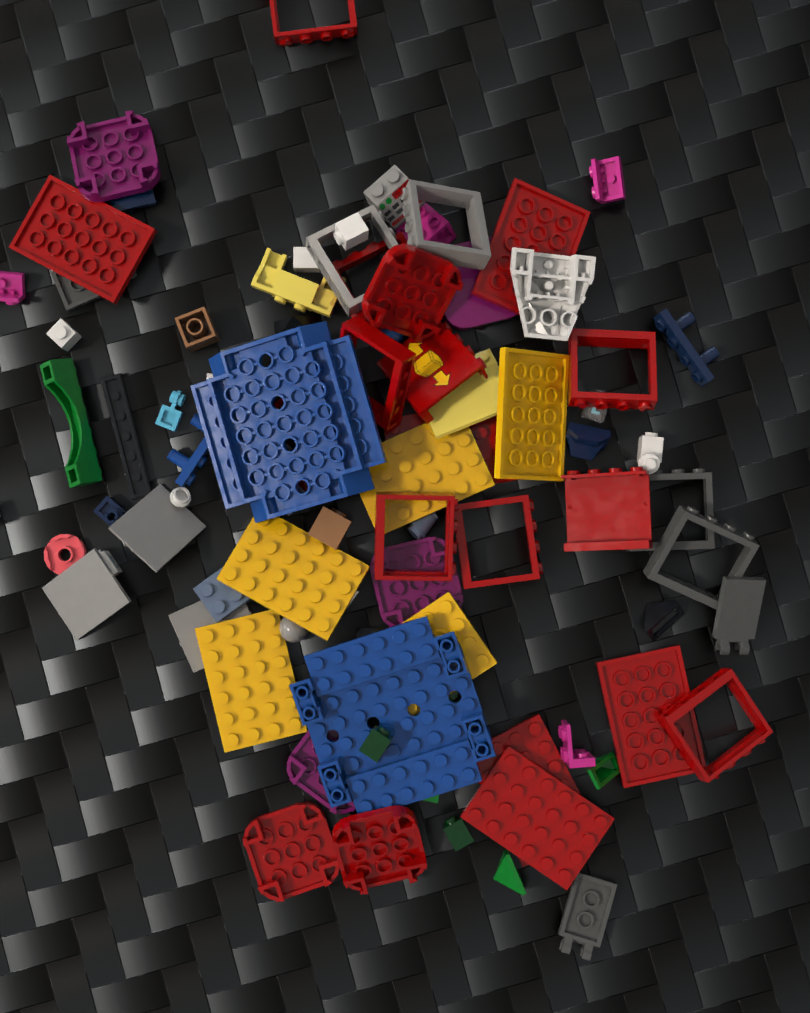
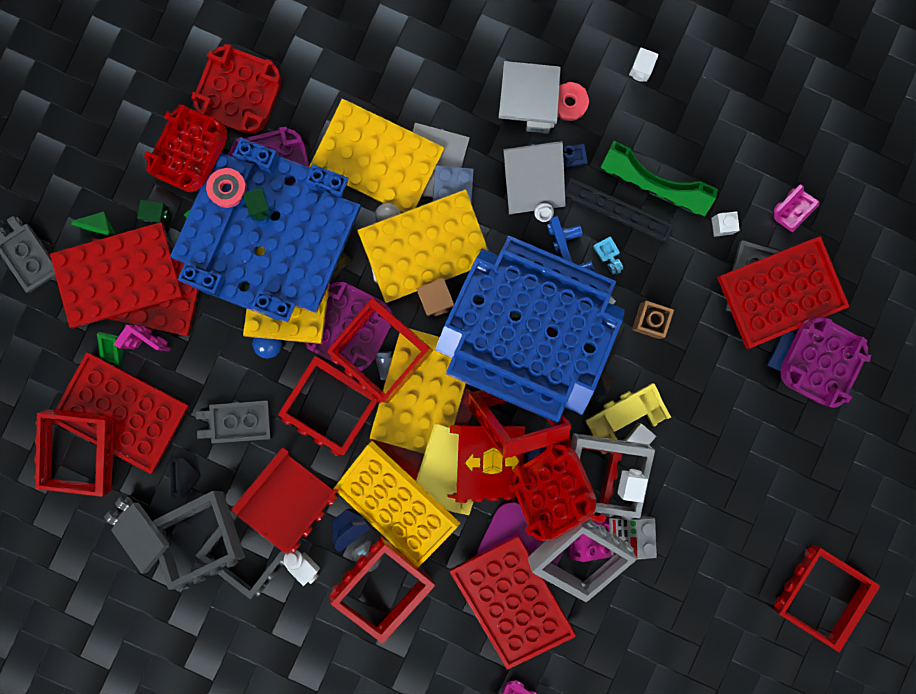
camera: 135 degrees right, 0 degrees up
(380, 794) = (218, 180): none -> coral tile
(492, 637) = (266, 347): none -> blue hair
(550, 291) = (472, 593): white wedge -> none
(576, 610) = (236, 422): none -> dark grey tile
(687, 354) = (359, 654): dark blue plate -> none

